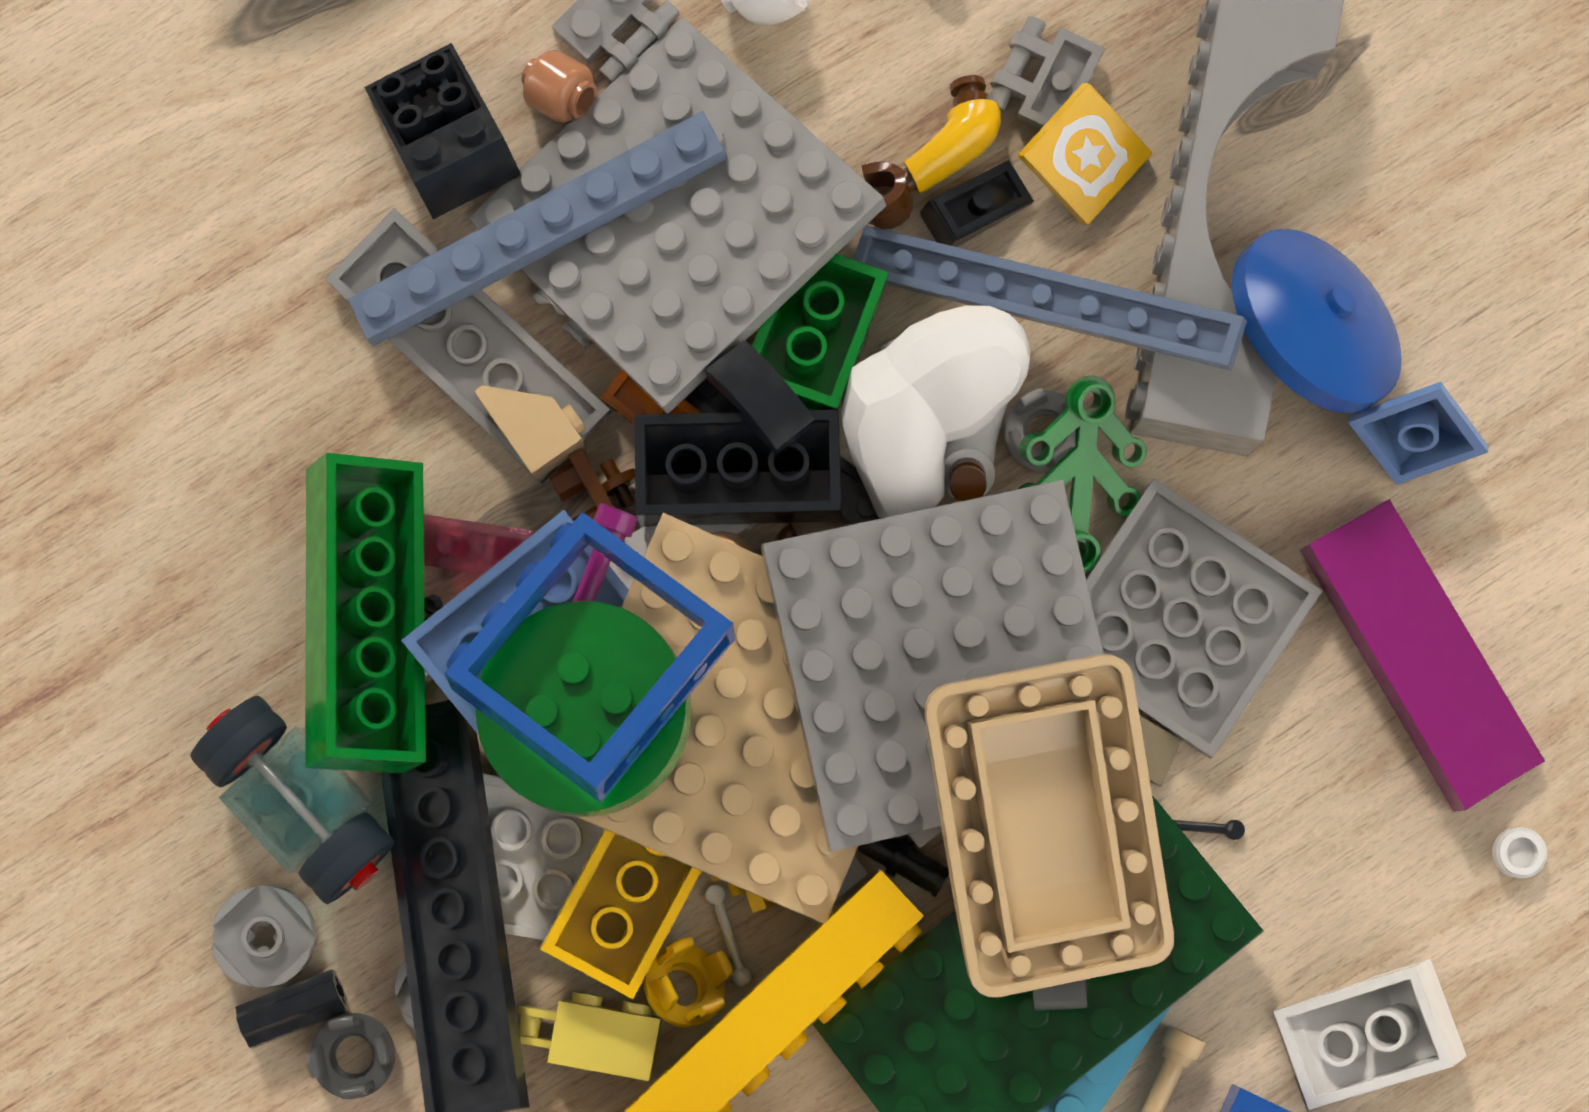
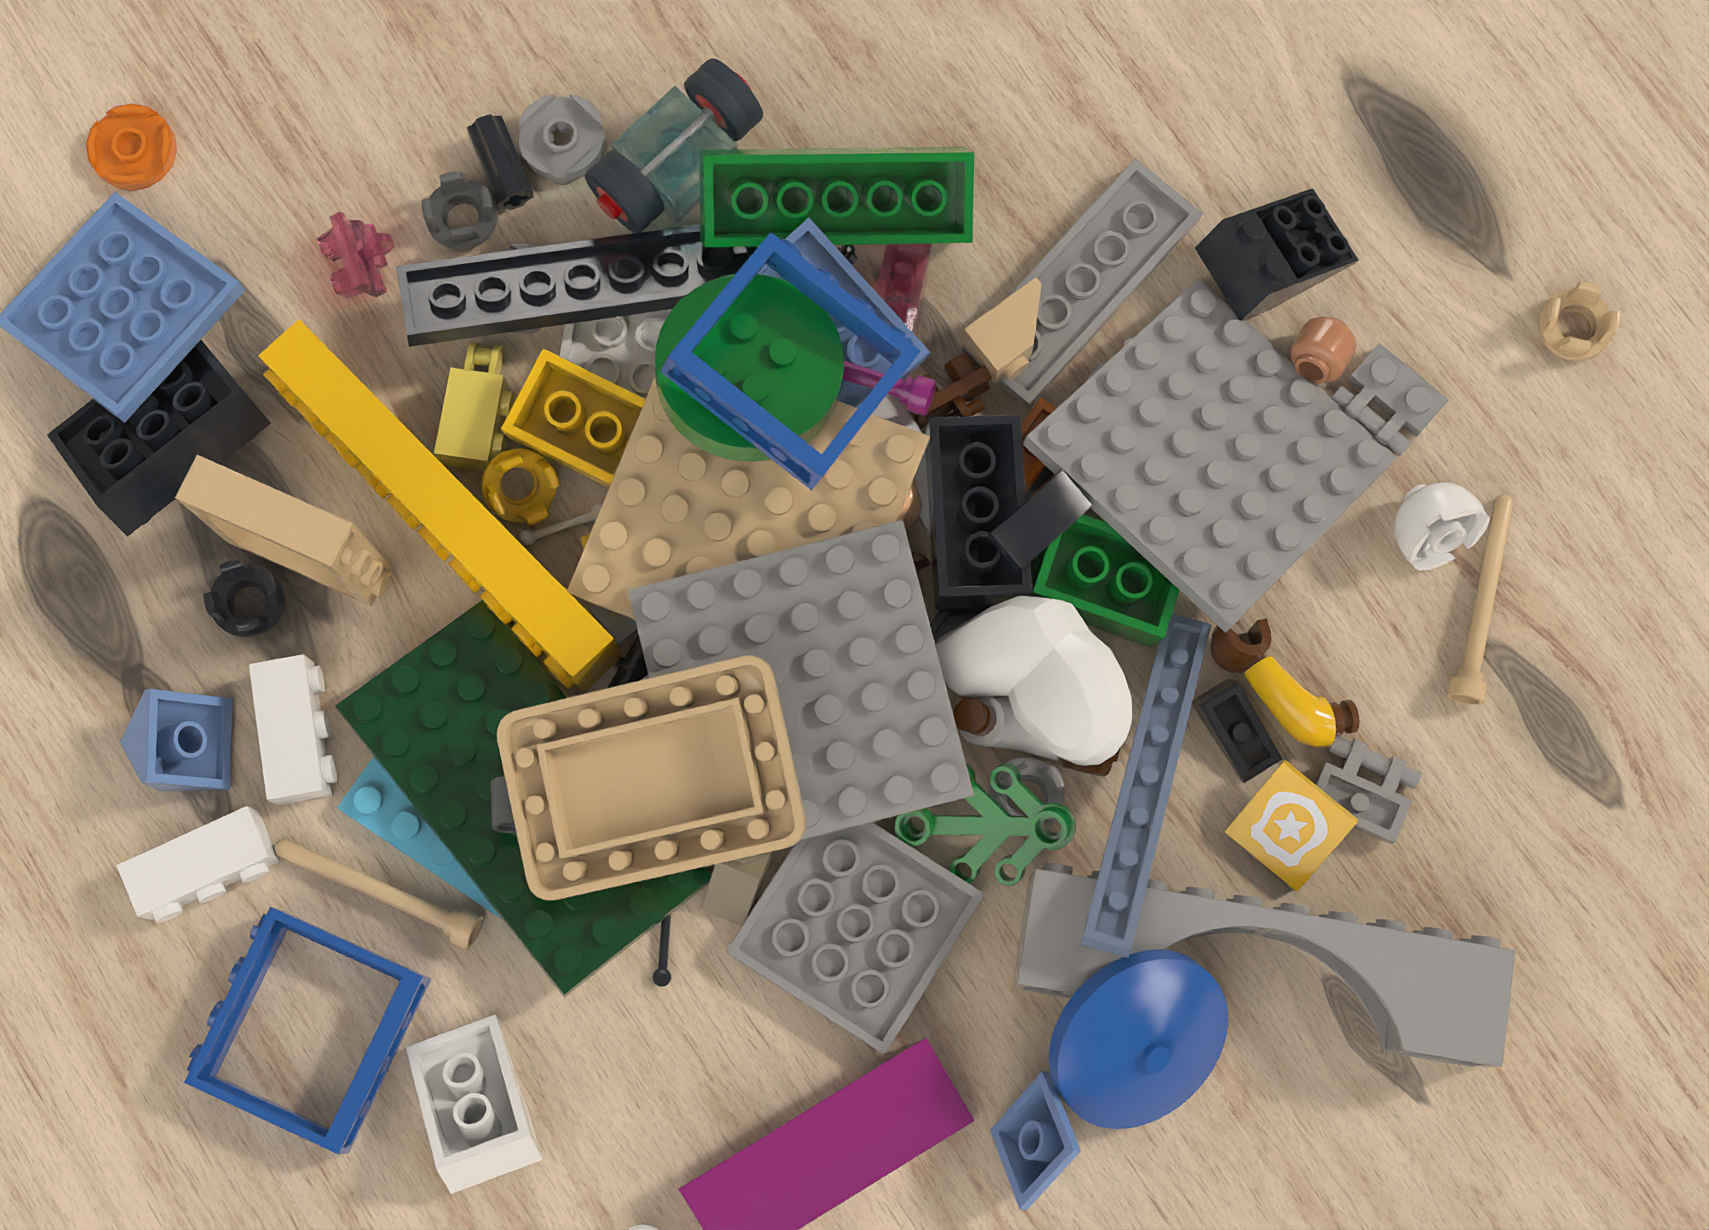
camera: 90 degrees right, 5 degrees down
(537, 228) = (1190, 333): sand blue plate -> none

